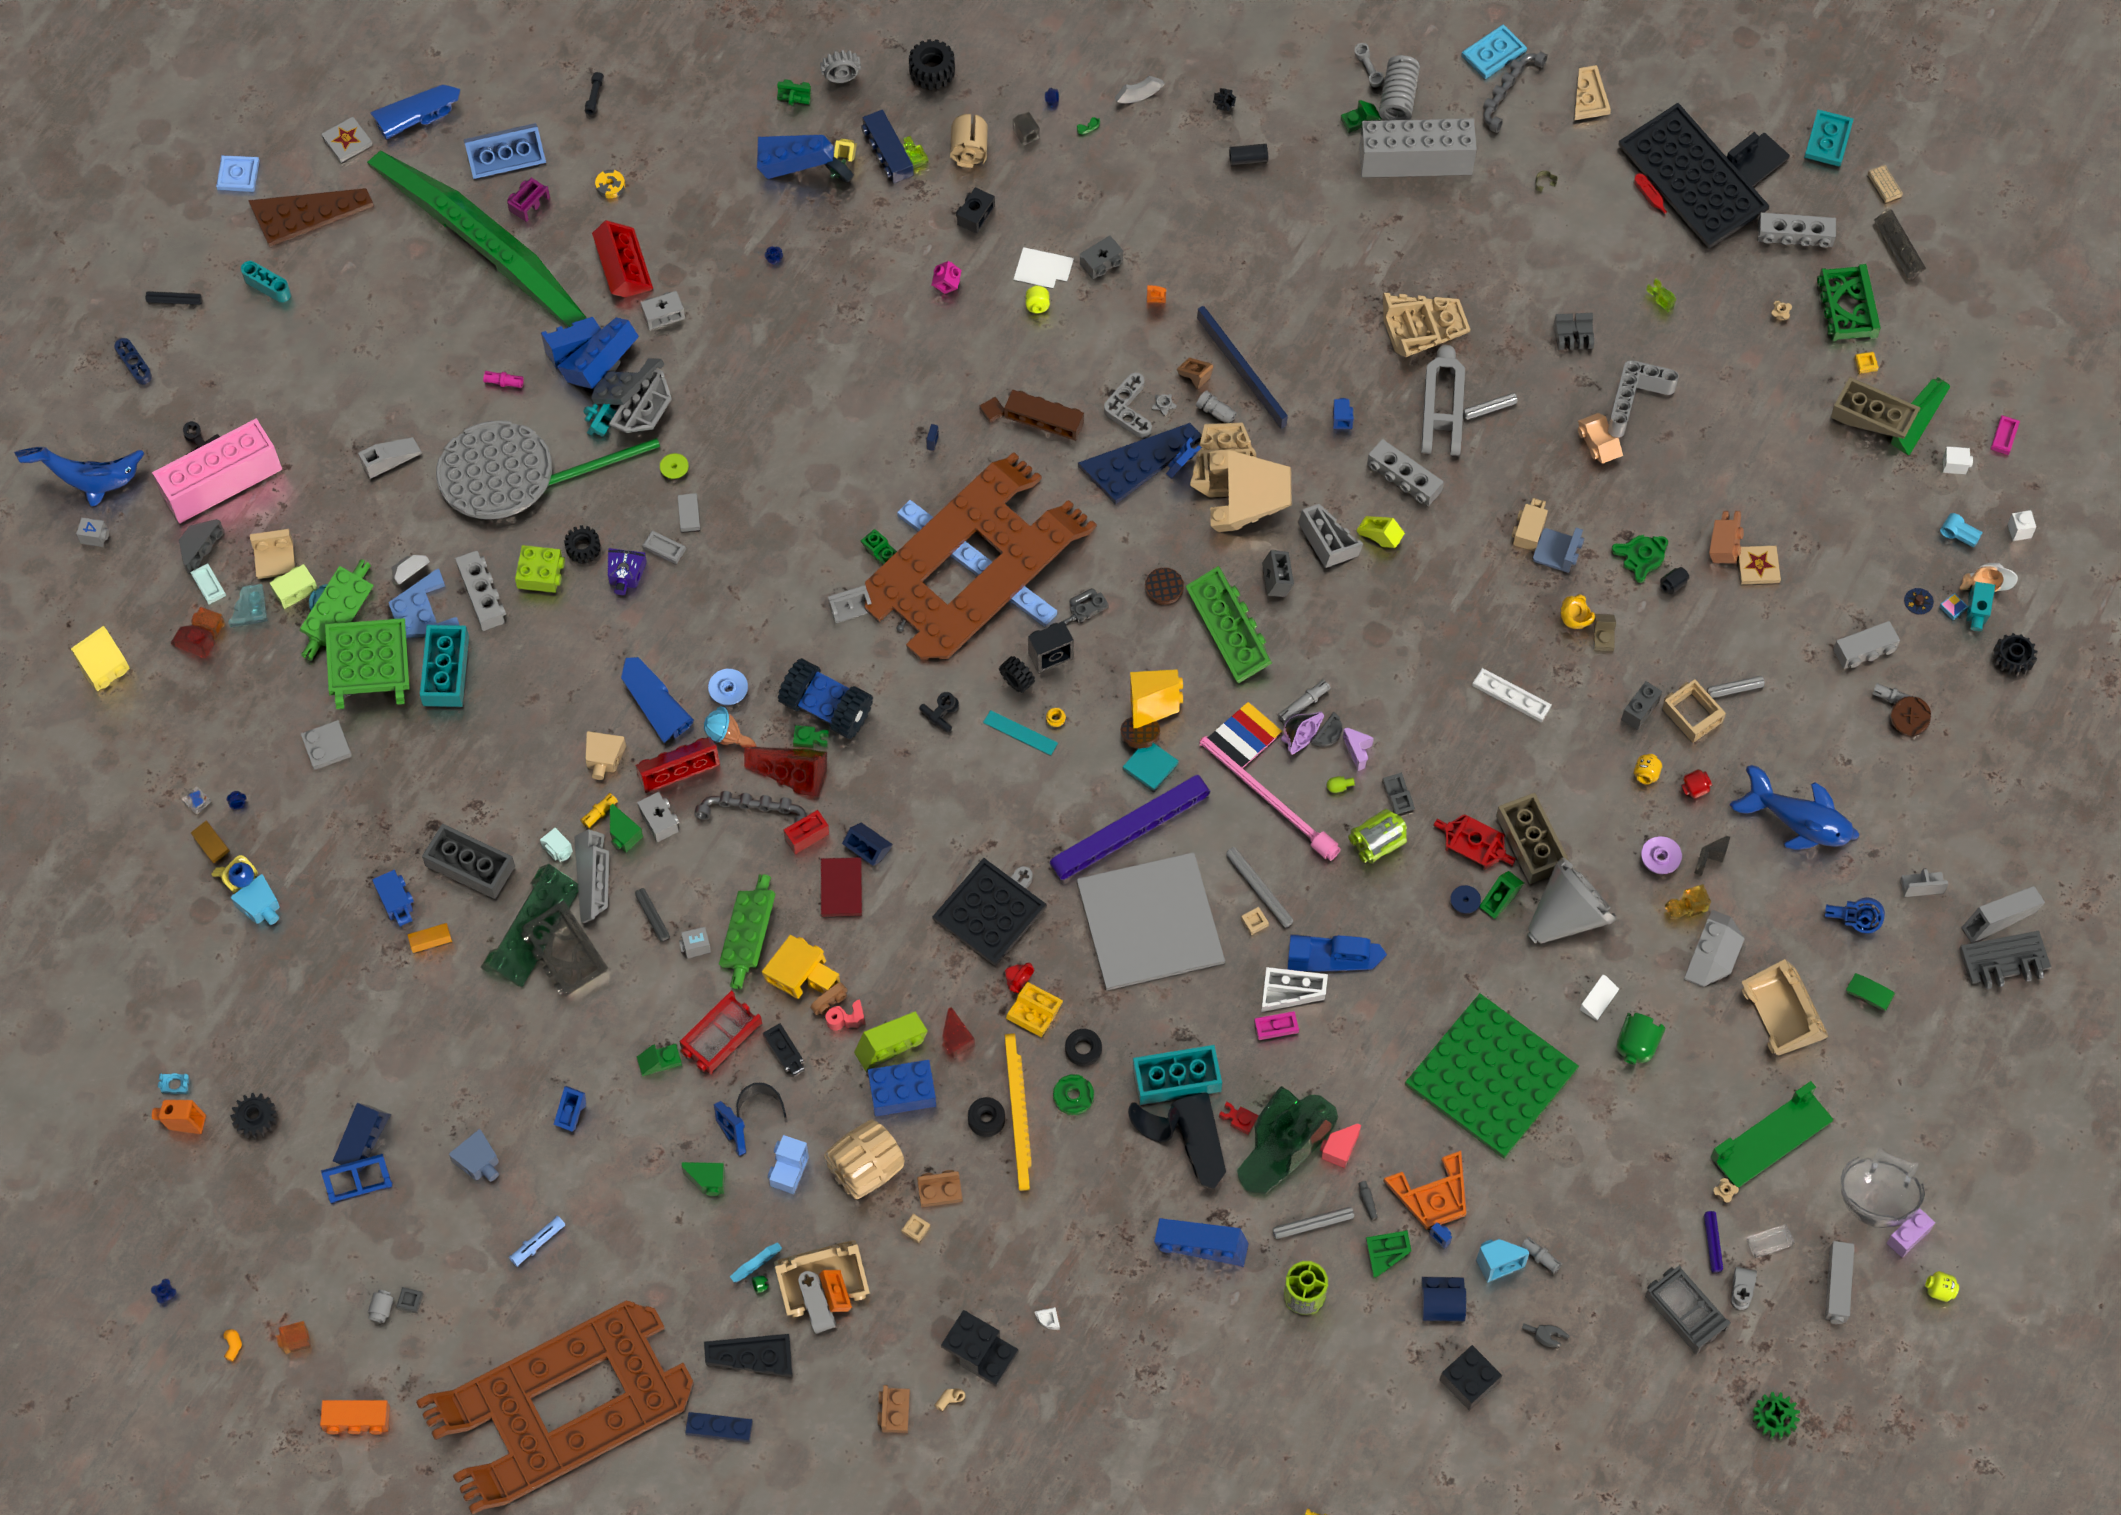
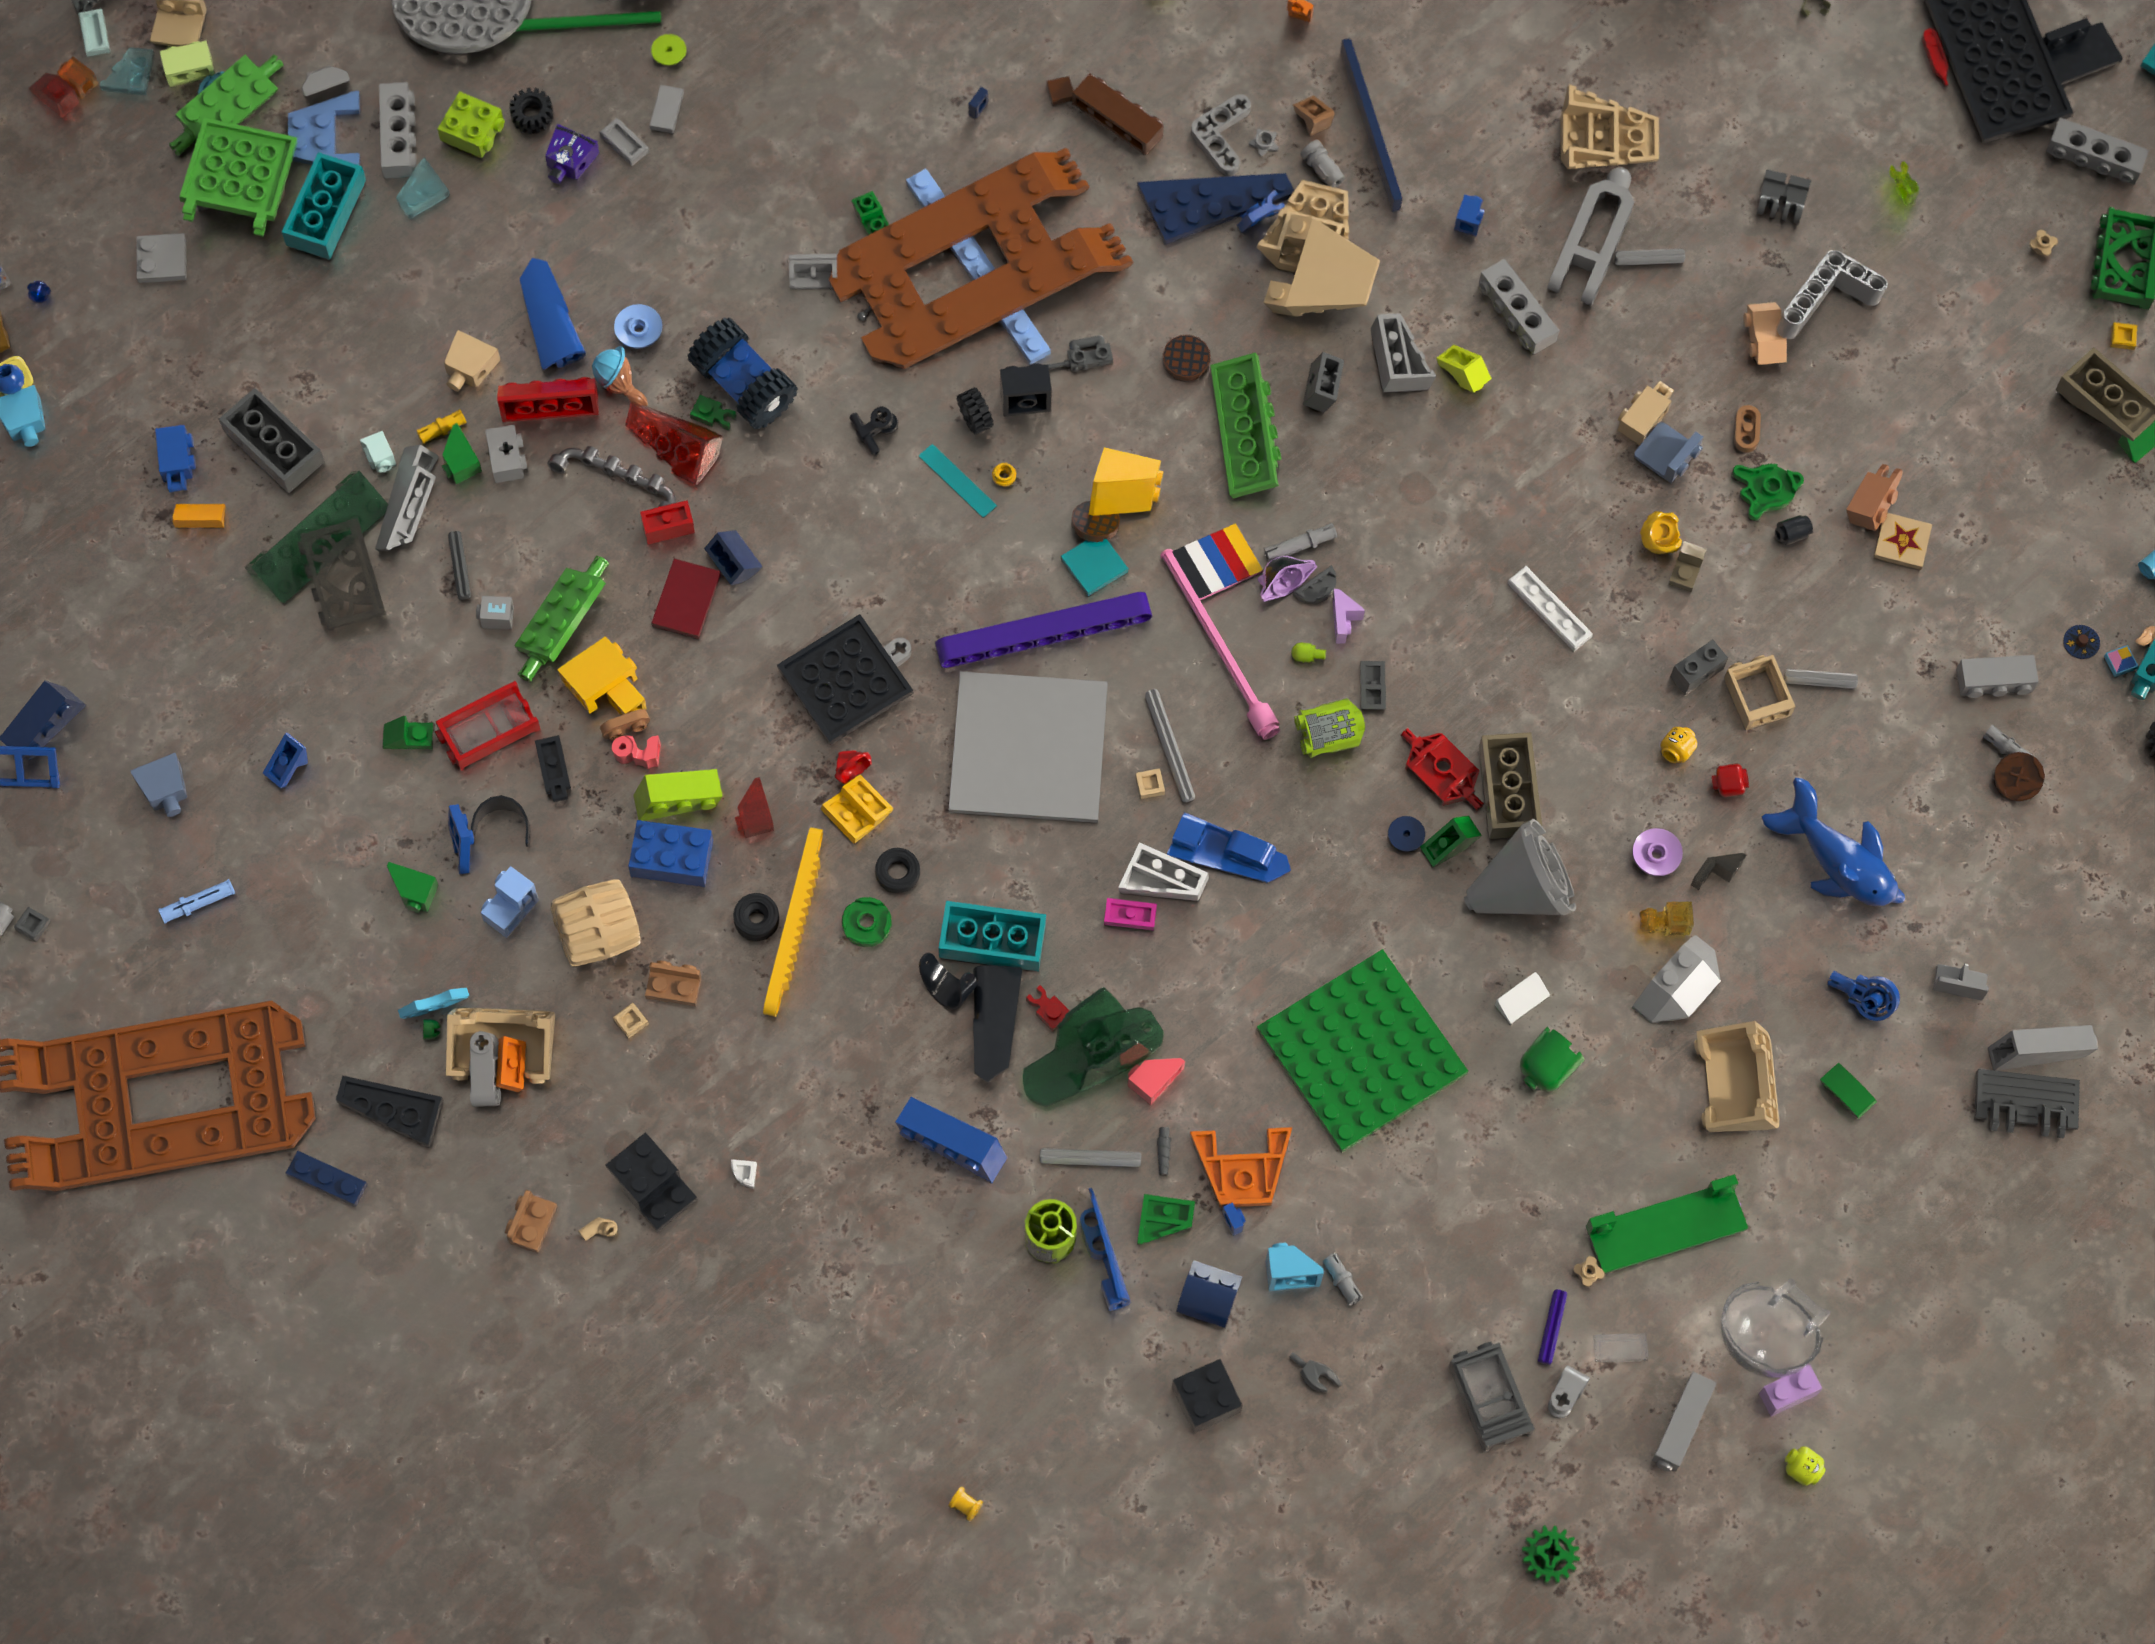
camera: 15 degrees right, 5 degrees up
(516, 631) = (421, 190): none -> clear light blue wing
(1369, 1316) = (1113, 1287): none -> blue panel
(1611, 516) = (1747, 430): none -> medium nougat plate

